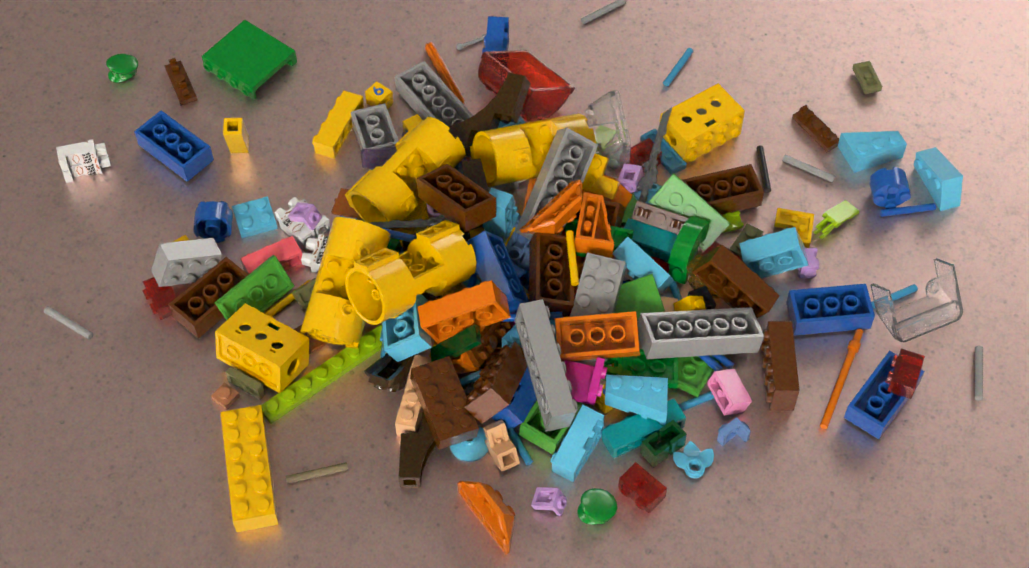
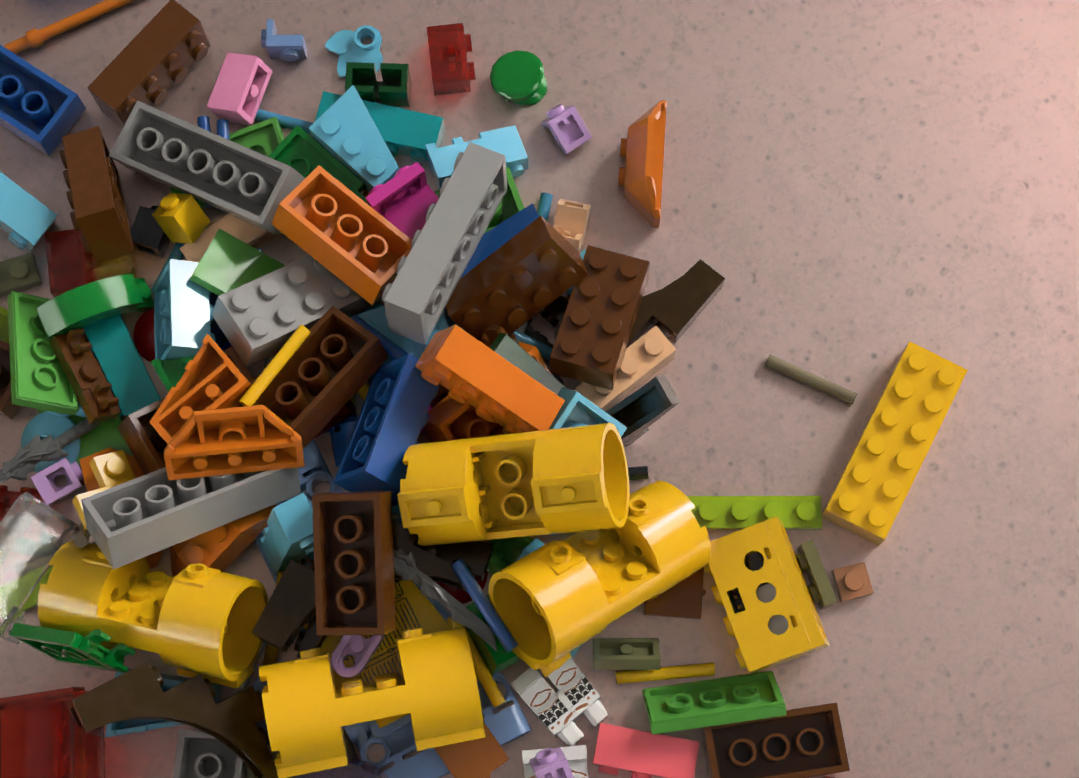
camera: 140 degrees left, 20 degrees up
(552, 108) = (74, 648): none -> green tile

